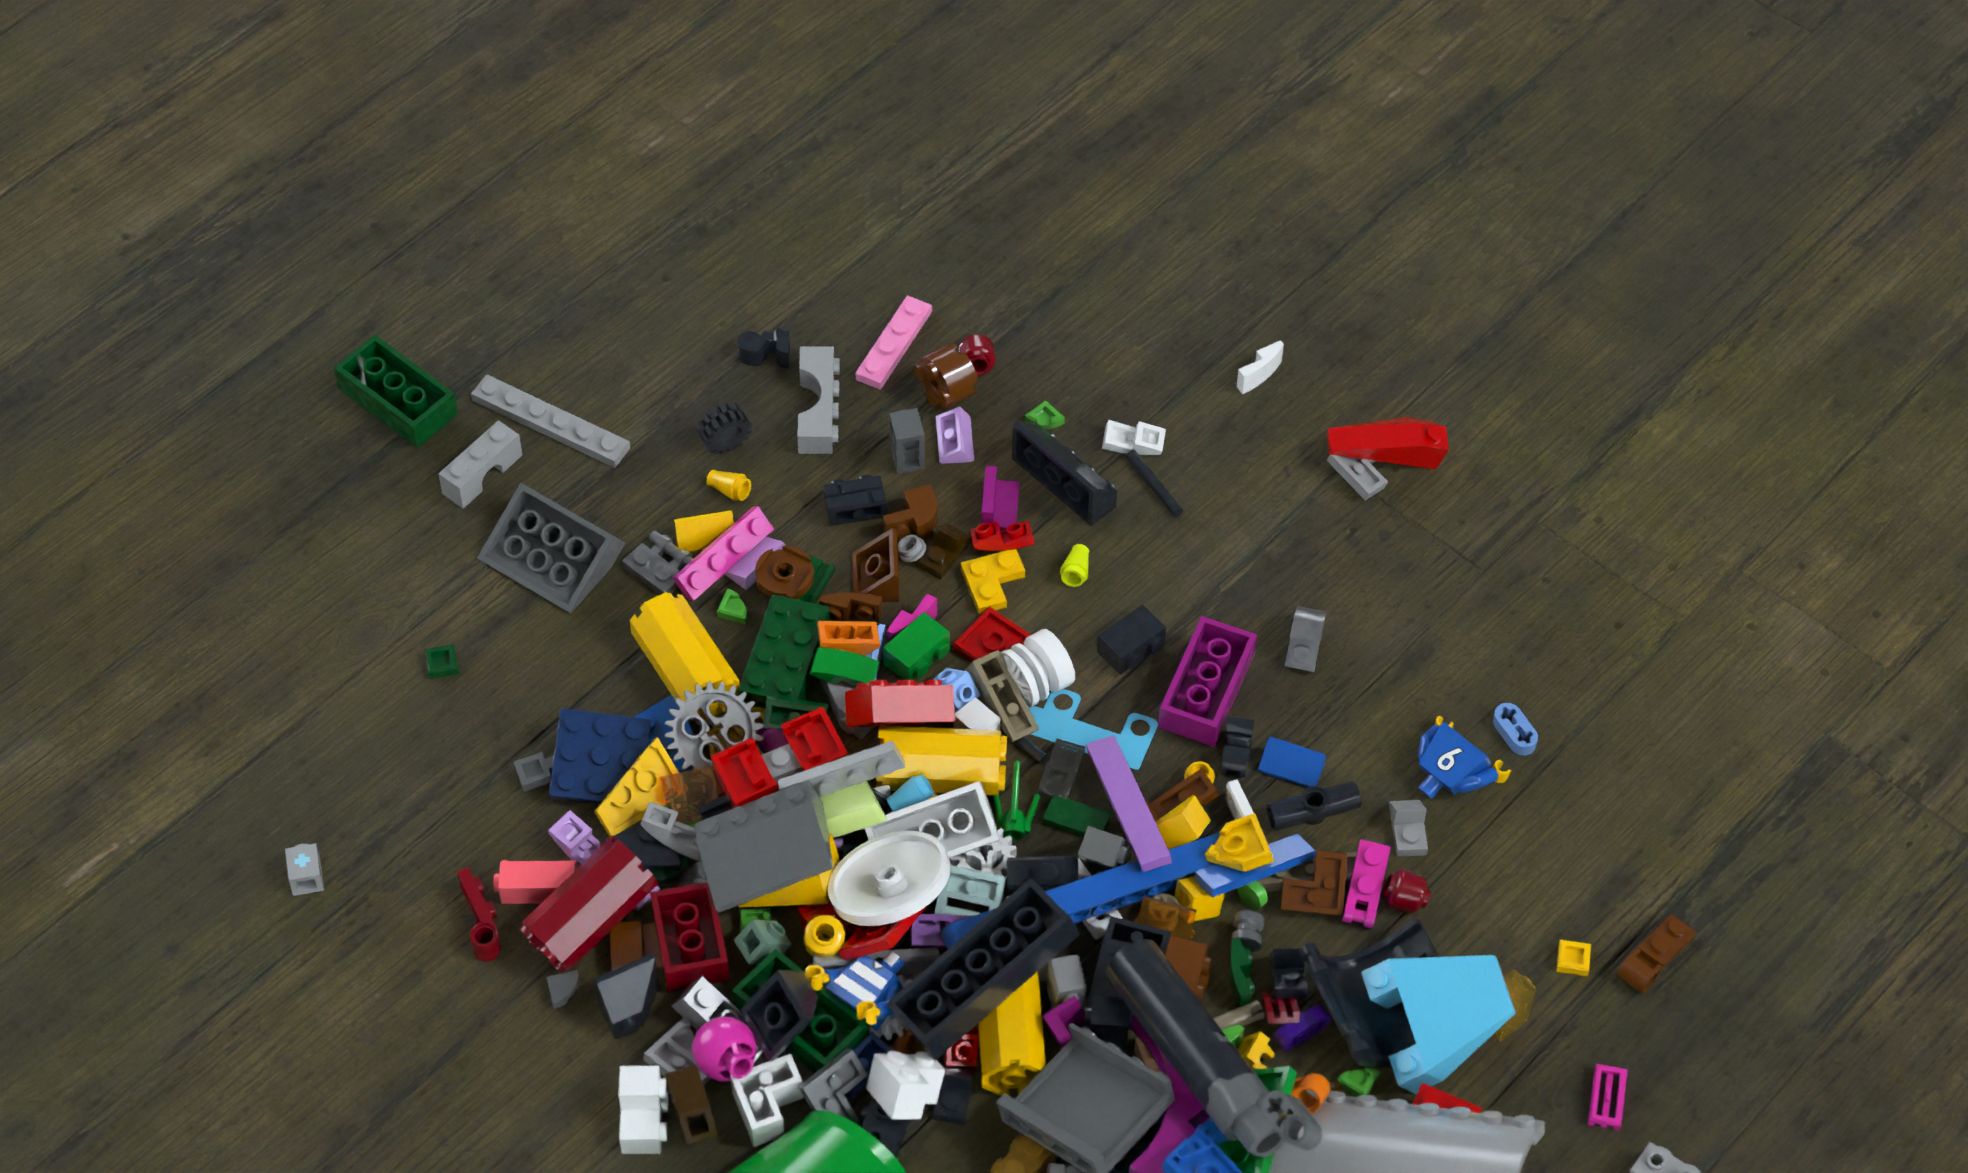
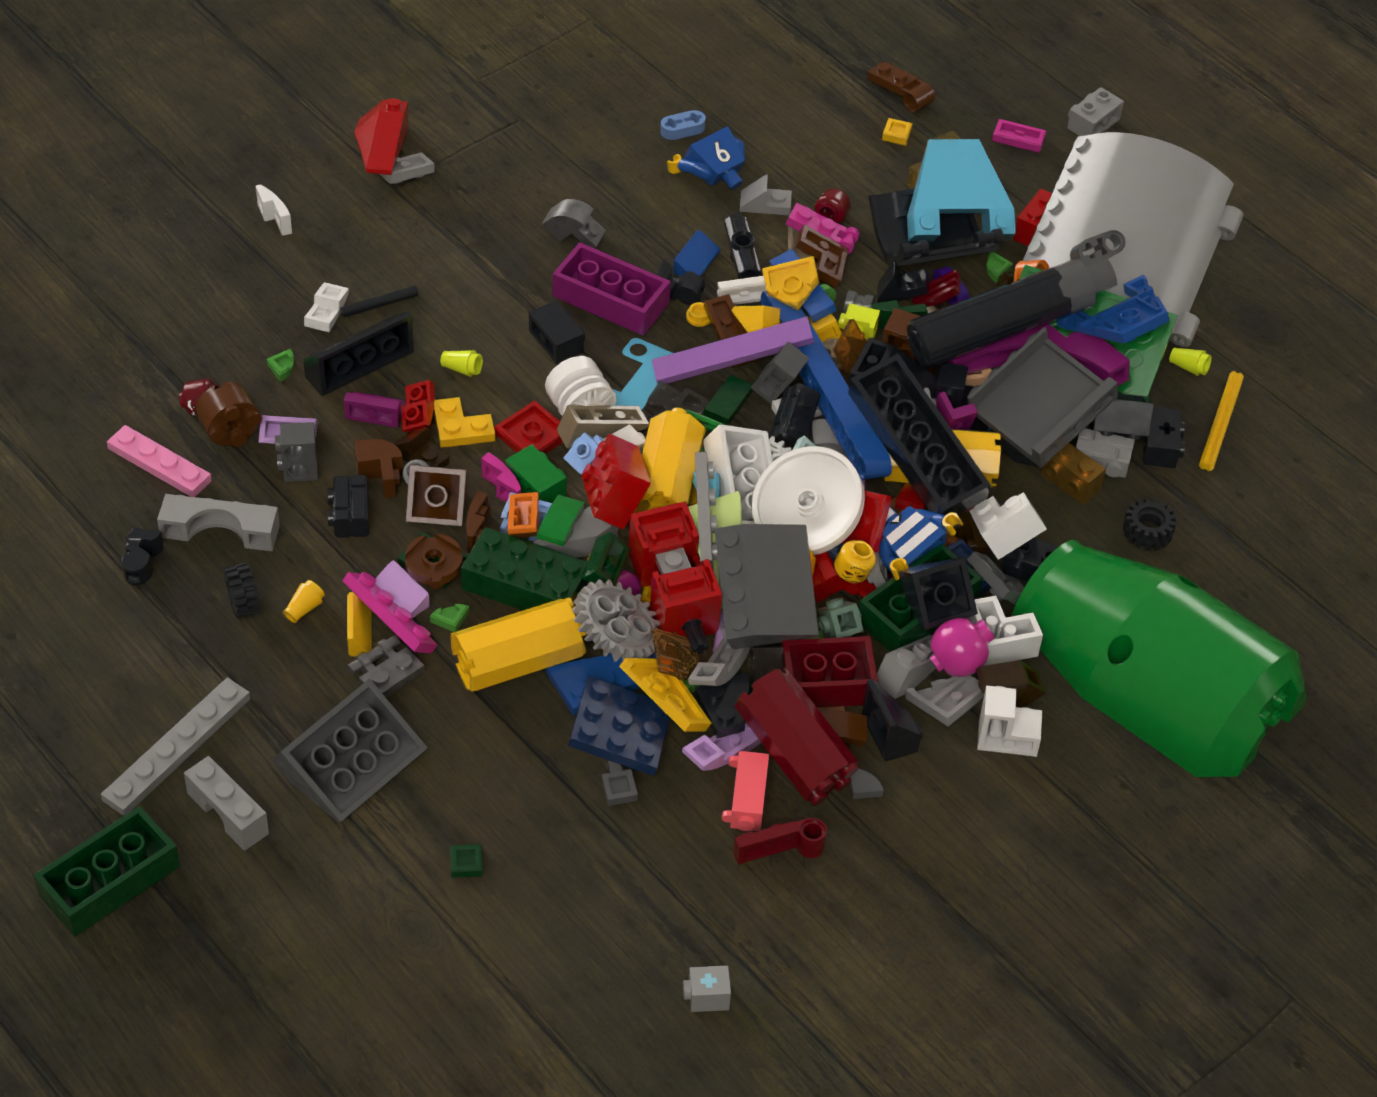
camera: 85 degrees left, 5 degrees down
(1217, 934) = (865, 317): none -> neon yellow brick

